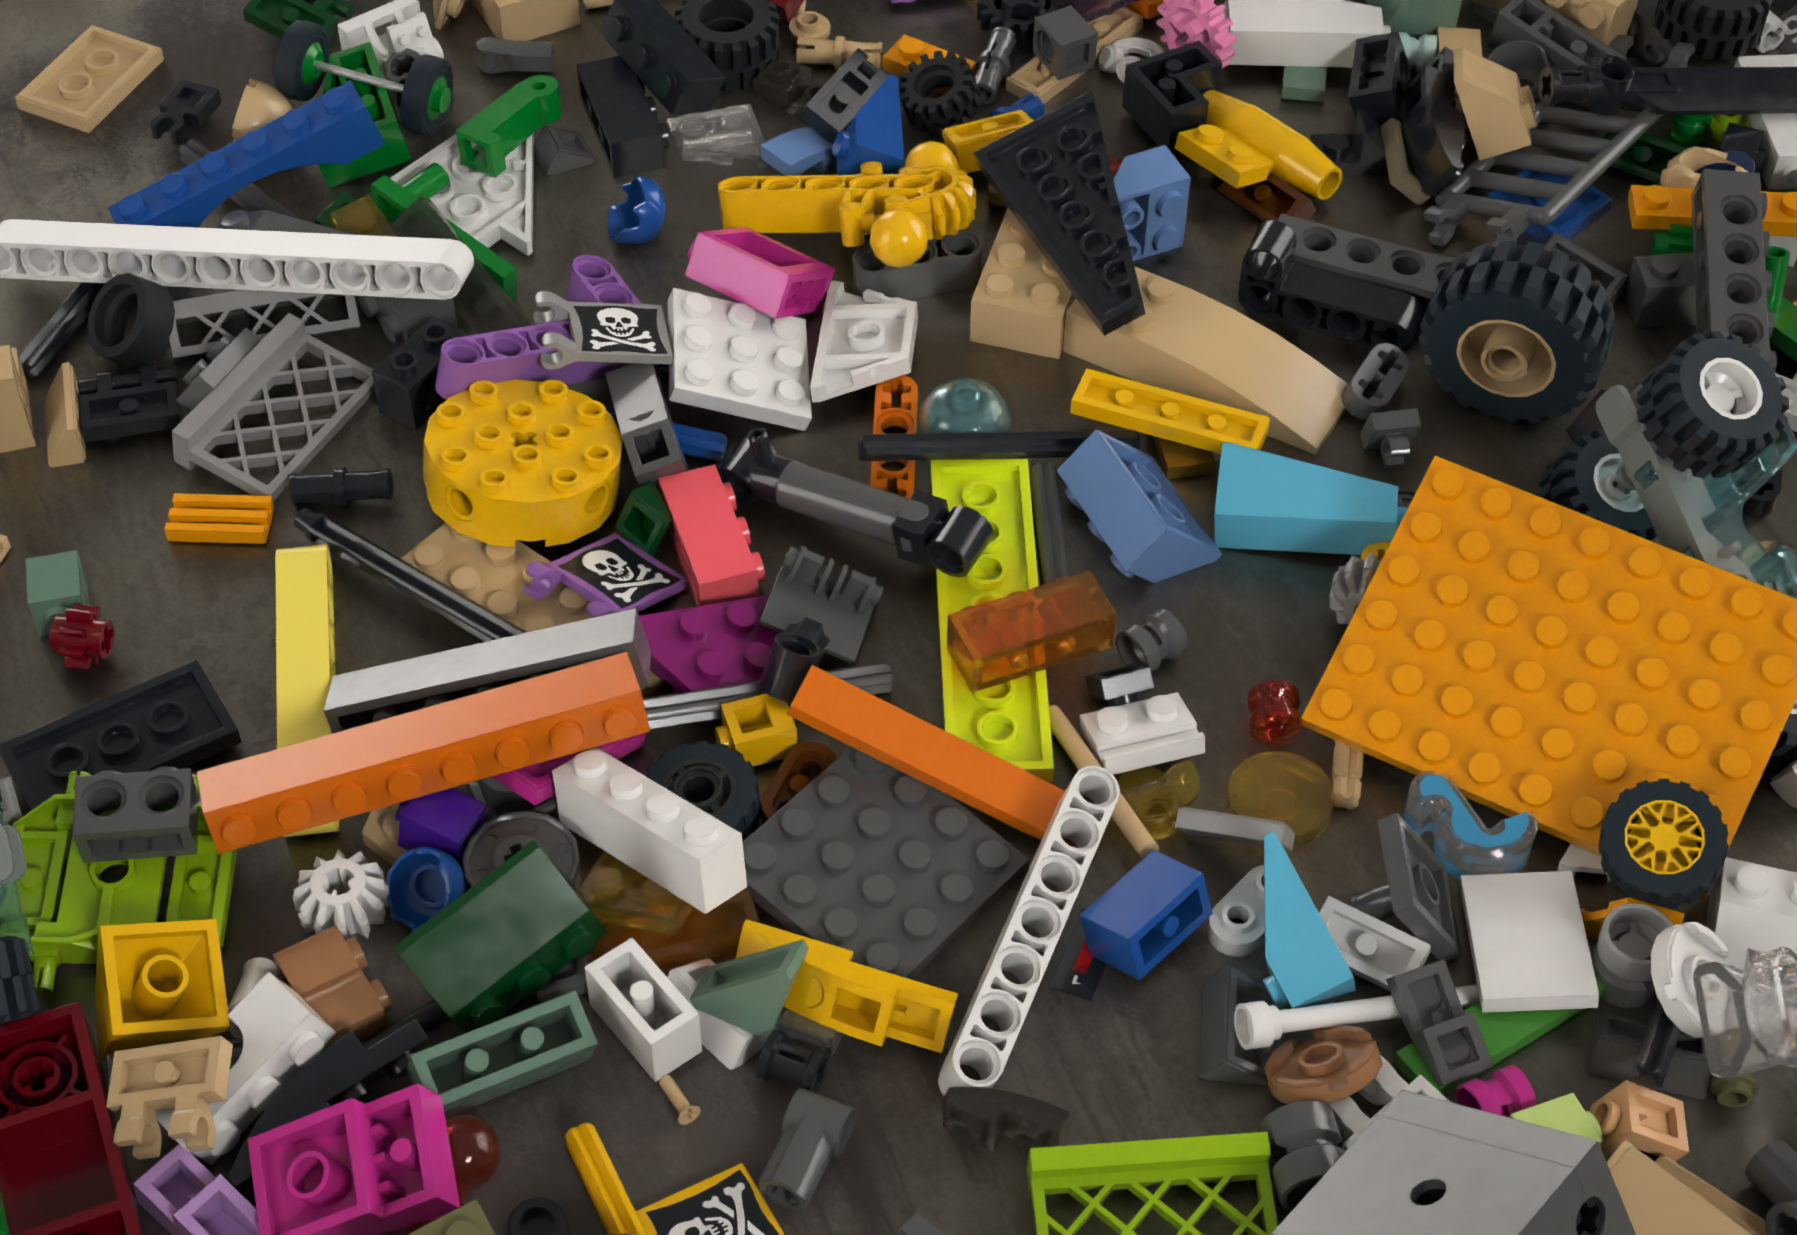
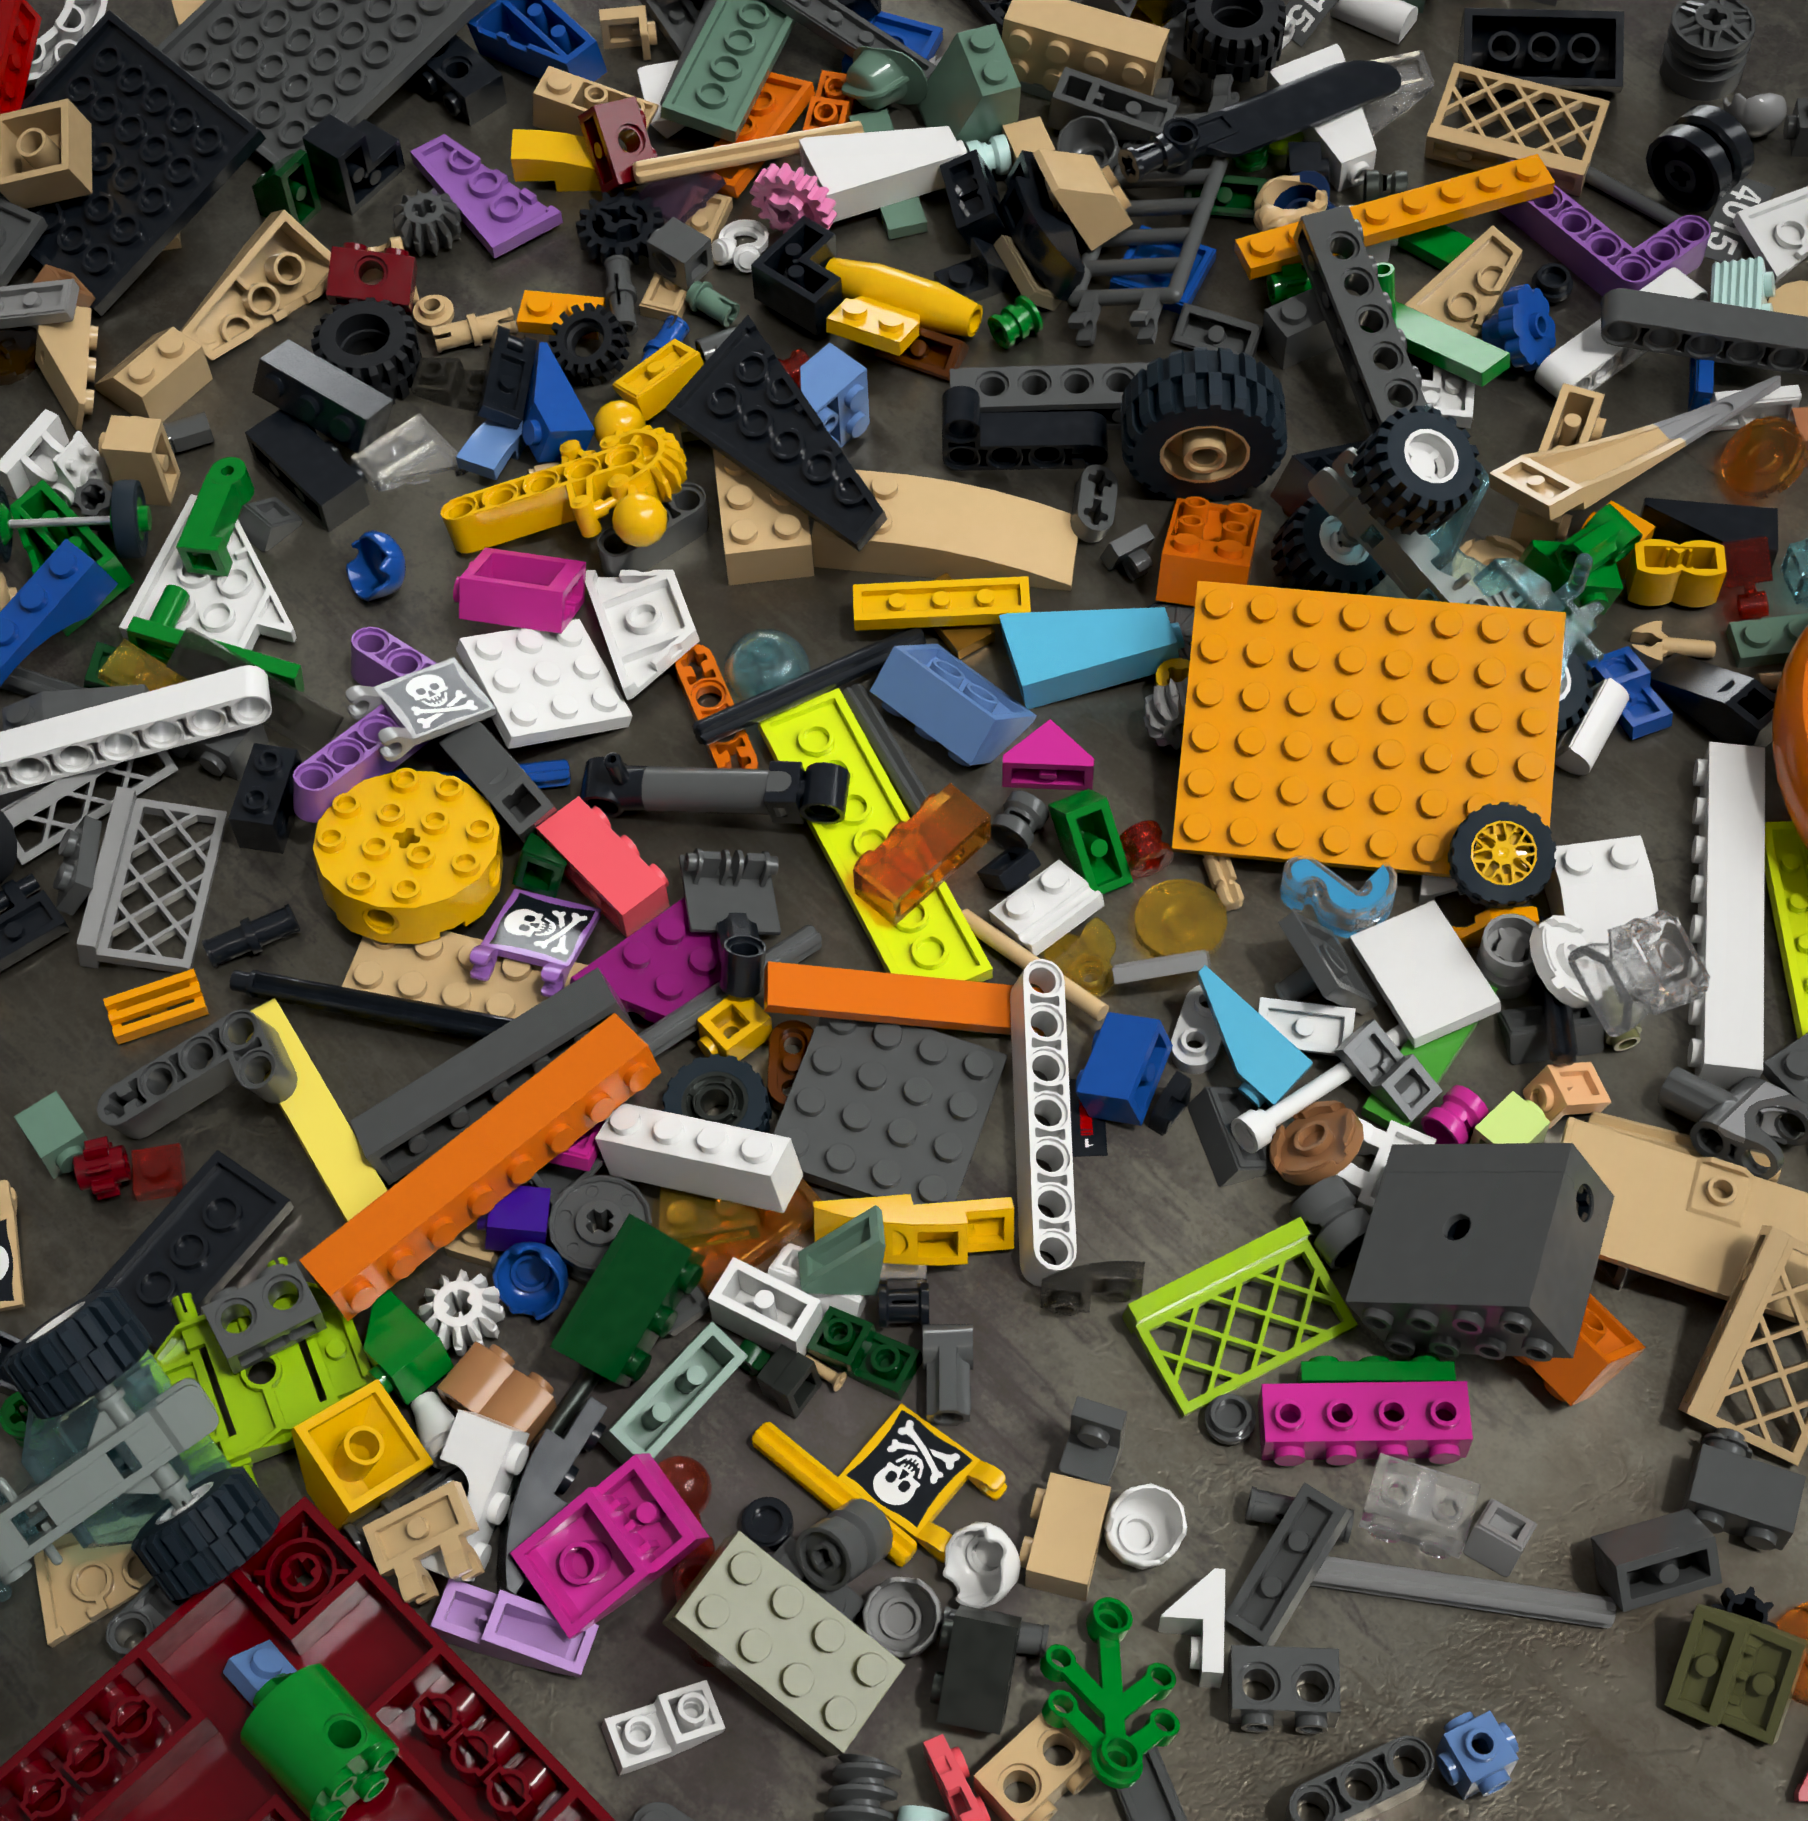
camera: 20 degrees left, 10 degrees up
(134, 661) = (158, 1171): none -> clear red plate
(213, 577) = (142, 1104): none -> dark grey beam
(259, 905) = (403, 1349): none -> green slope
(476, 55) = (141, 451): none -> tan brick
(630, 1084) = (784, 1377): none -> pearl dark grey piece
(728, 1096) = (865, 1355): none -> dark green slope
(1071, 86) = (705, 299): none -> sand green pin
(1182, 969) = (1171, 1103): none -> black tile
(1209, 596) = (1048, 761): none -> dark pink slope
(1219, 686) = (1091, 840): none -> green slope
(1371, 199) = (1015, 322): none -> green bush
(1480, 443) = (1206, 545): none -> orange slope

